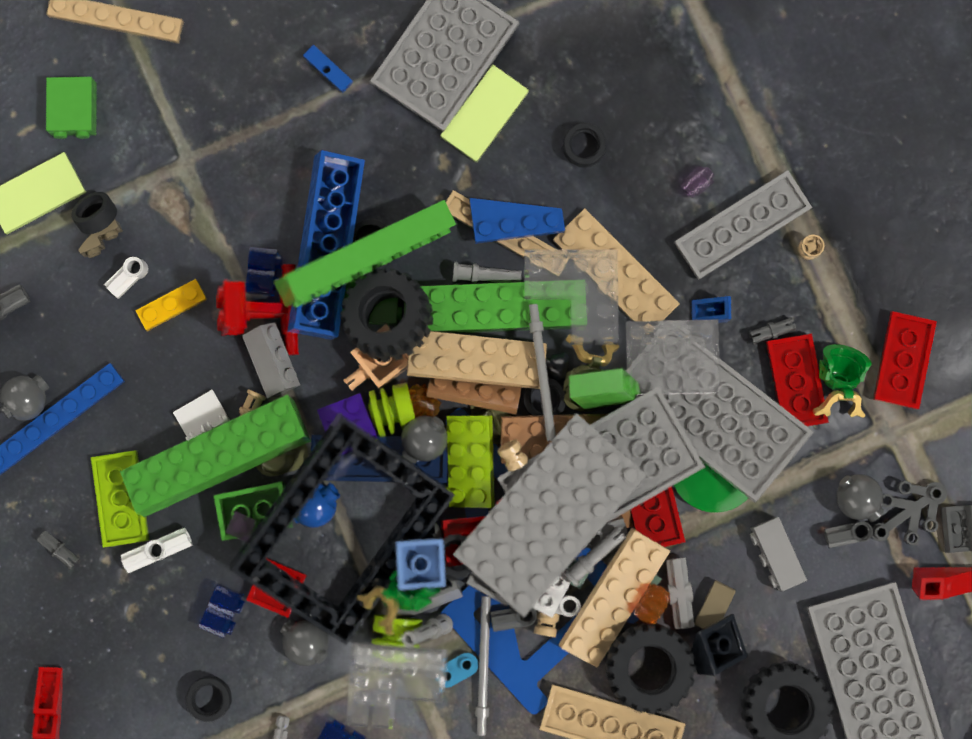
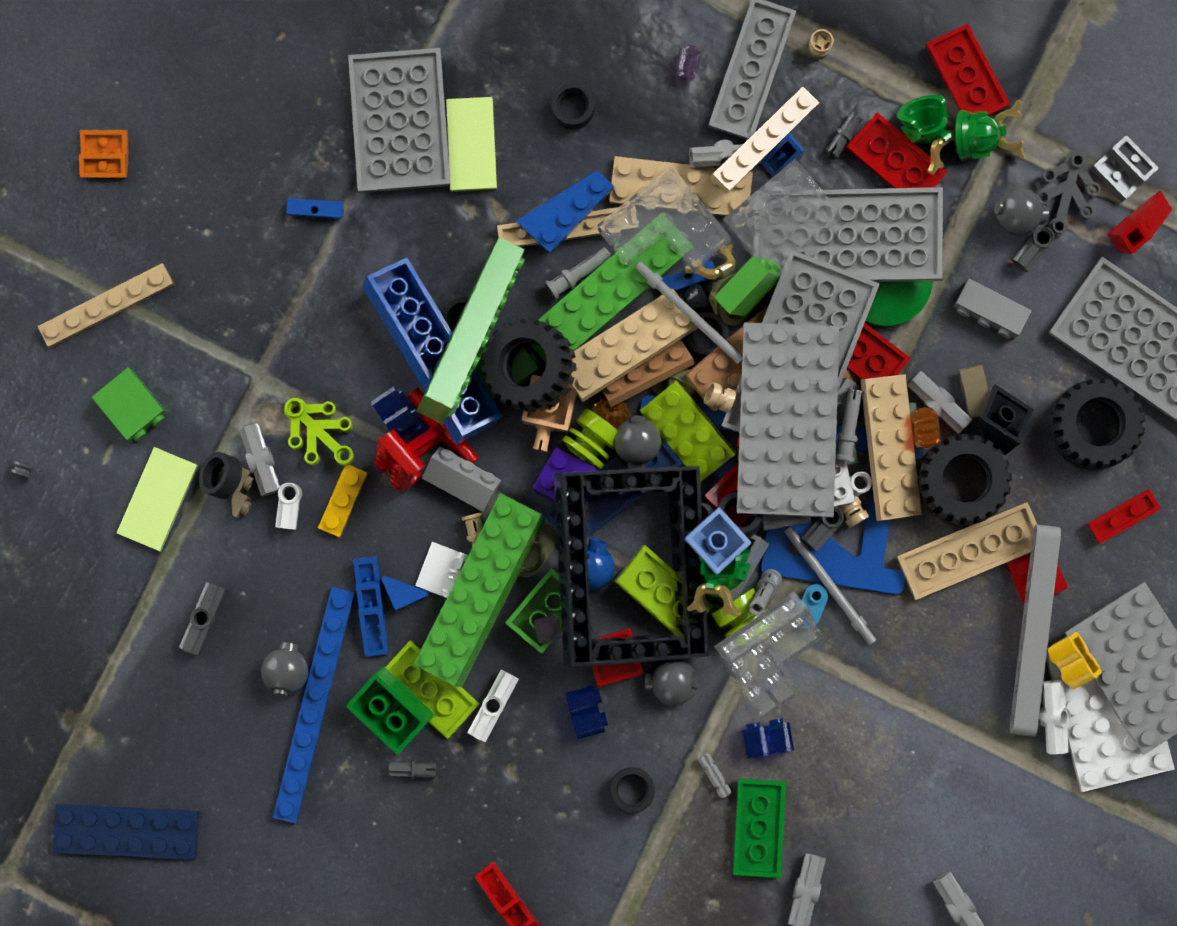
camera: 30 degrees left, 0 degrees up
(76, 491) = (390, 710): none -> green brick
(127, 401) = (371, 606): none -> blue slope
(134, 224) = (259, 459): none -> light grey piece
(157, 410) = (402, 594): none -> blue slope
(194, 236) = (316, 429): none -> lime plant
(347, 559) = (653, 587): none -> lime tile
(555, 342) = (678, 281): none -> blue piece
(668, 274) = (712, 155): none -> light grey piece
(707, 286) = (764, 140): none -> plate
(876, 413) = (980, 134): none -> green helmet

